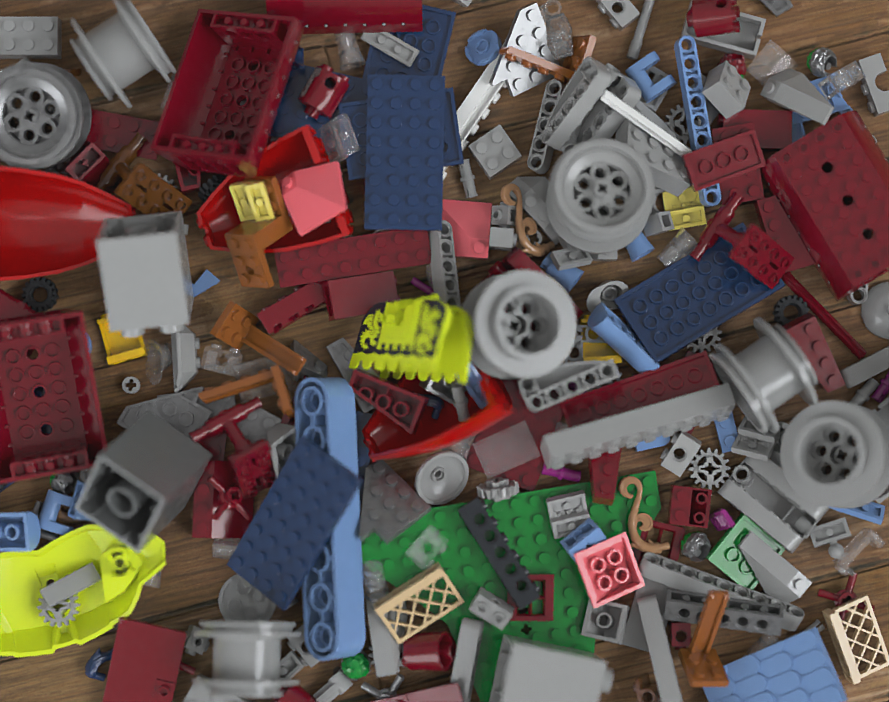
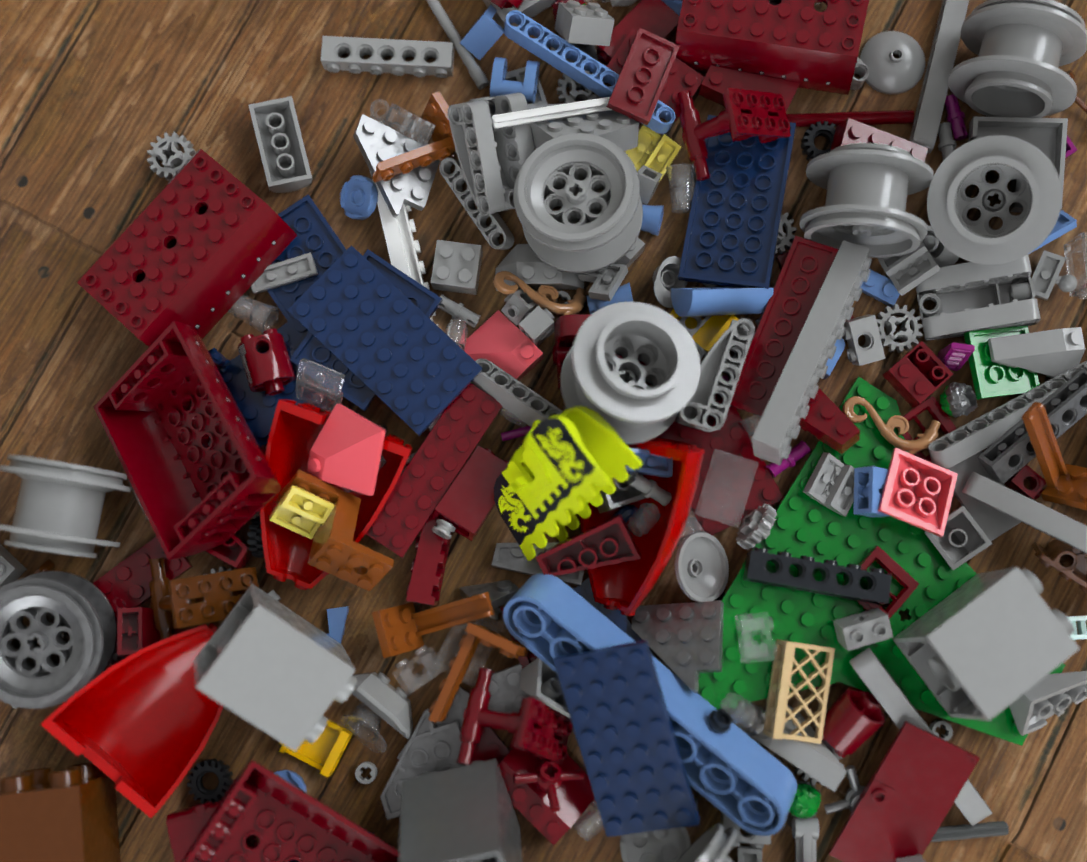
camera: 40 degrees left, 5 degrees down
(320, 297) = (443, 529): none -> light grey bush
(356, 568) = (720, 720): none -> black plate
(439, 415) = (644, 519): none -> clear brick
(451, 191) = (457, 331): none -> clear brick
(663, 27) = (482, 34): none -> medium blue panel

